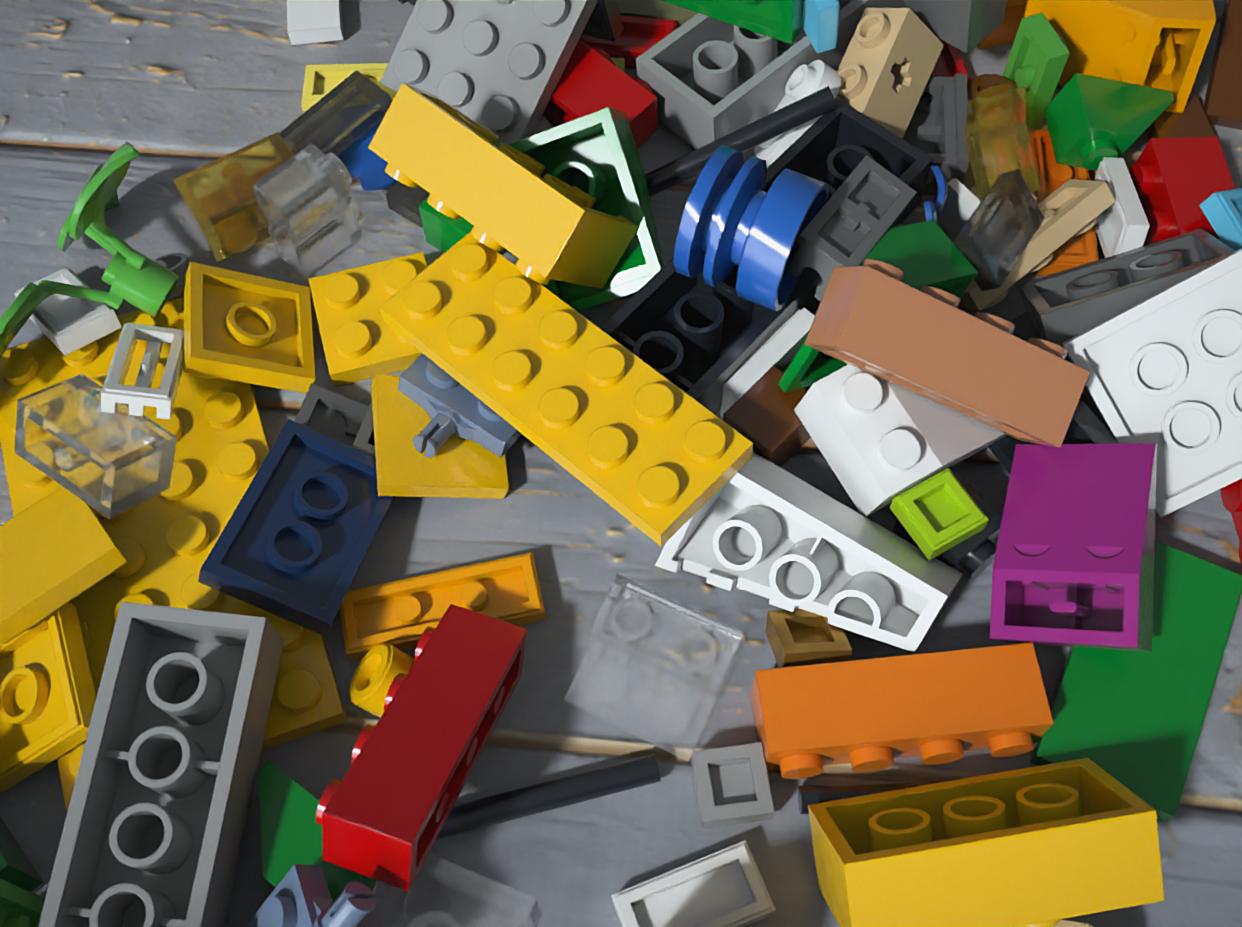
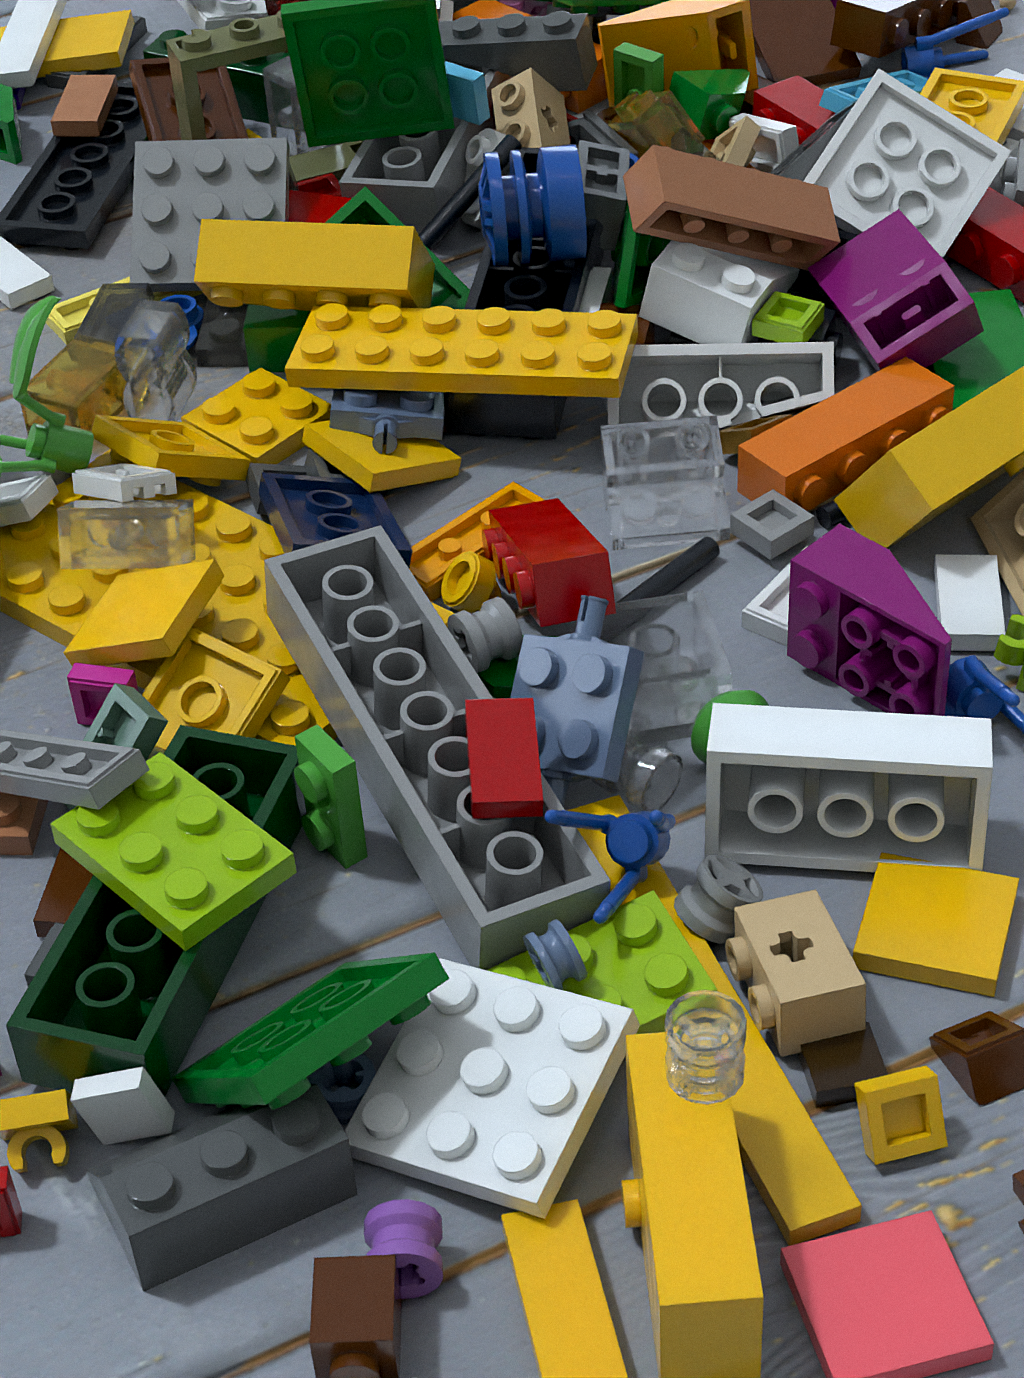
camera: 30 degrees left, 20 degrees down
(275, 823) = (487, 633): none -> light grey wheel

